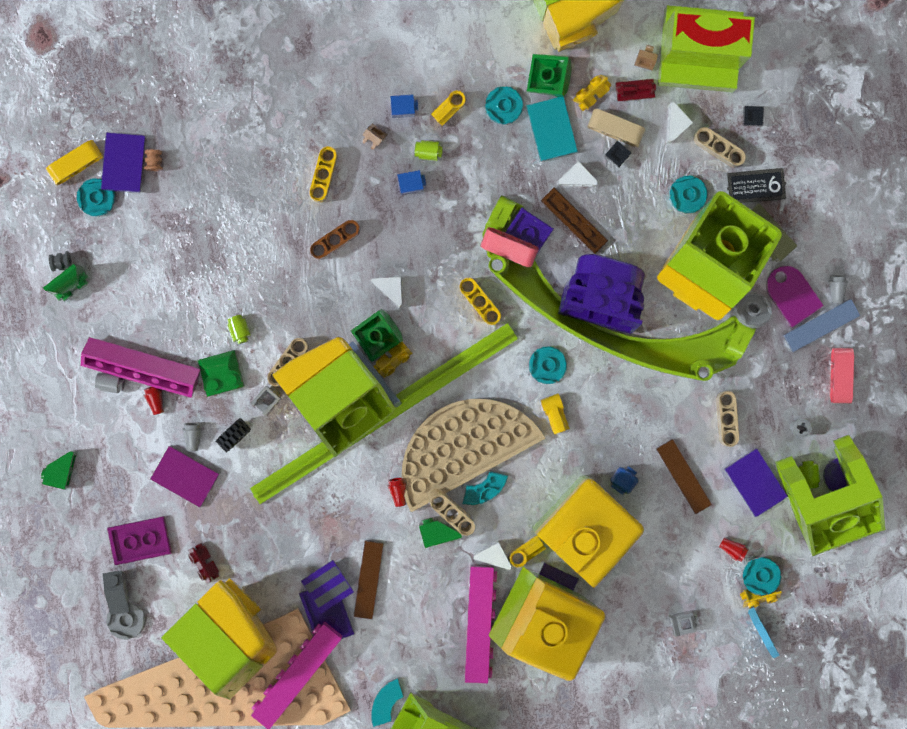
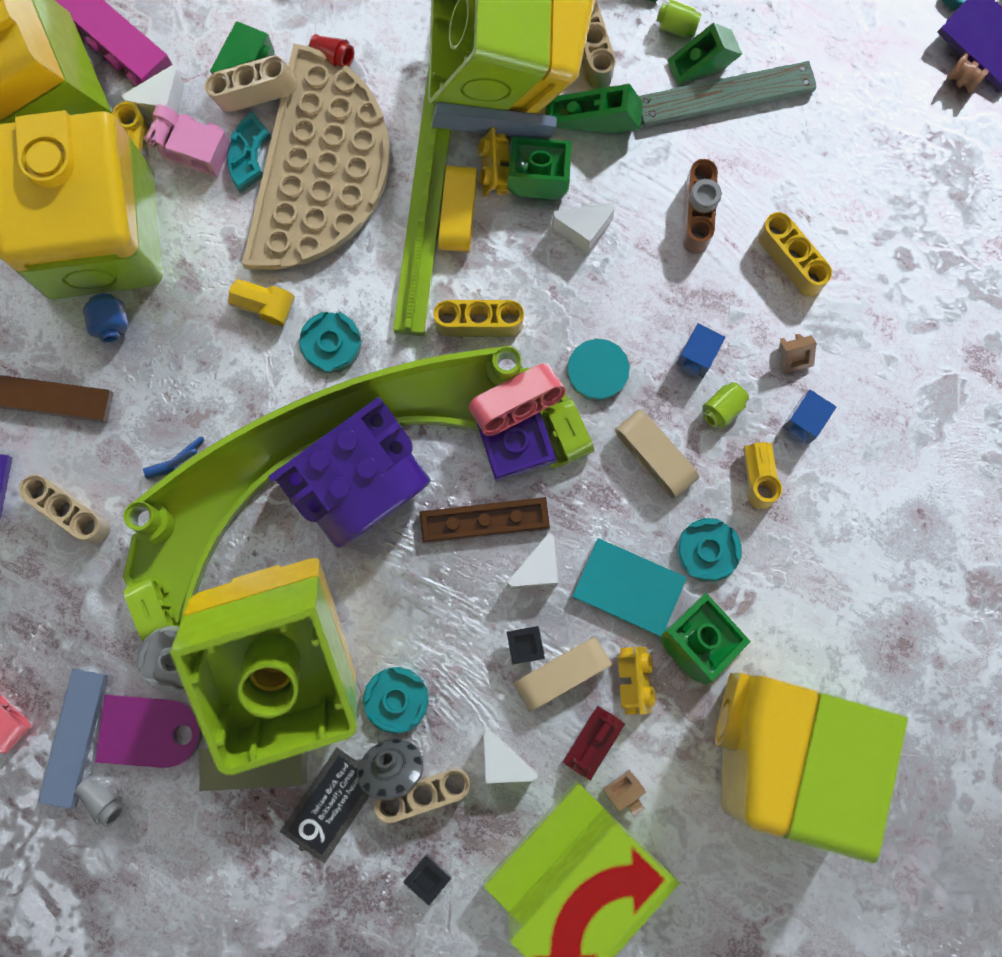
camera: 130 degrees right, 10 degrees down
(249, 299) = (705, 54): none -> green slope
(260, 274) = (727, 93): none -> sand green tile
(320, 323) = (598, 110): none -> green slope
(332, 238) = (705, 195): none -> light grey tile
(431, 357) = (458, 208): none -> yellow beam
(457, 225) = (598, 369): none -> teal tile
(478, 164) = (656, 453): none -> tan beam
(505, 519) = (188, 141): none -> bright pink hinge
(666, 387) = (168, 466): none -> blue plant
(720, 163) = (395, 778): none -> dark grey dish

